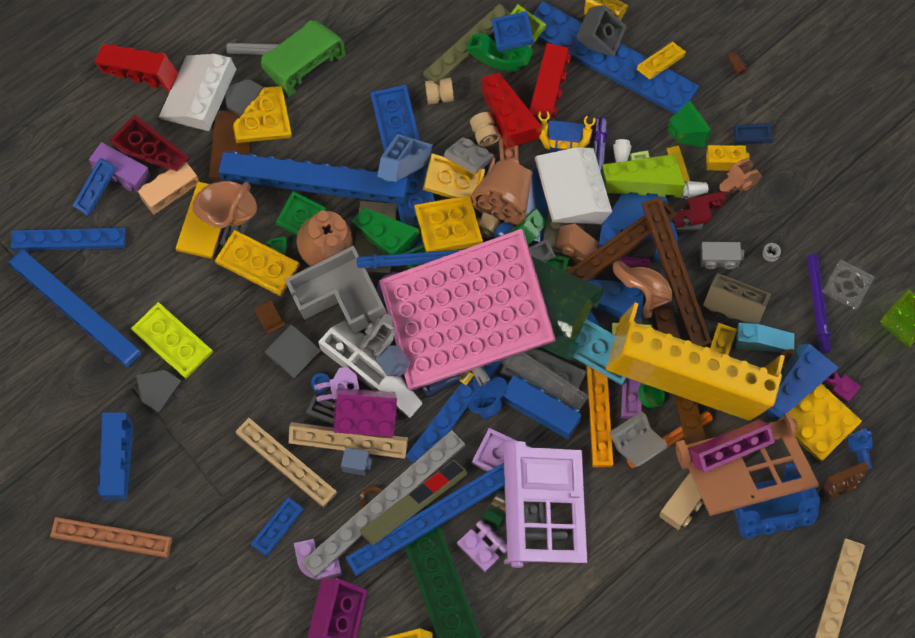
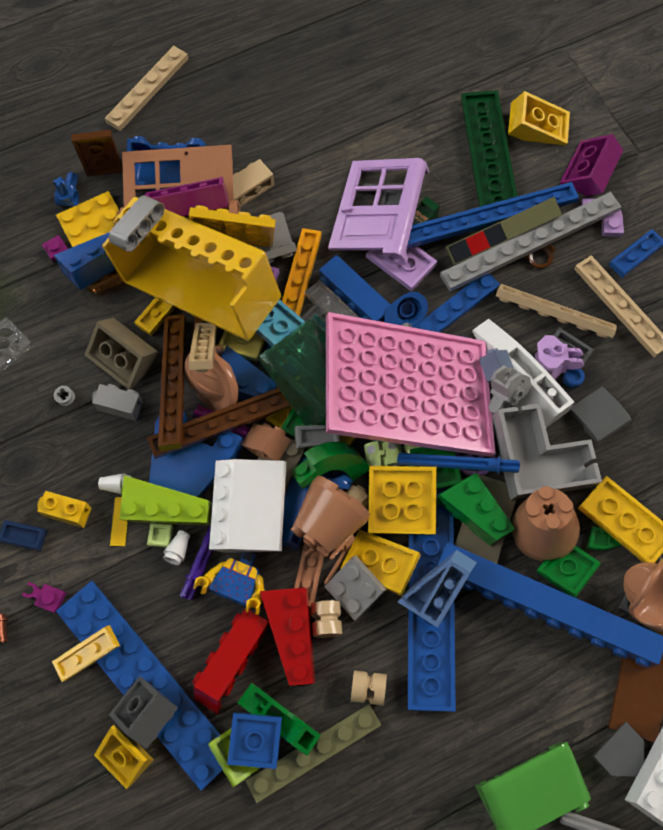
camera: 165 degrees left, 0 degrees up
(264, 118) = (597, 711): yellow plate -> none
(269, 316) = (620, 454): reddish brown bracket -> none
(356, 461) = (551, 287): sand blue brick -> none
(365, 412) = (536, 320): magenta brick -> none
(478, 550) = (448, 190): lavender plate -> none
(654, 284) = (203, 347): none -> tan plate
(671, 410) = (241, 226): none -> yellow plate
(689, 127) = (89, 556): green slope -> none
(698, 212) = (121, 455): dark red plate -> none
(710, 95) = (46, 598): none -> magenta plate
(739, 179) = (59, 475): nougat hinge -> none
(753, 363) = (136, 223): none -> light grey beam
(762, 338) = (113, 306): medium azure slope -> none
(823, 334) = (41, 332): dark purple axle -> none

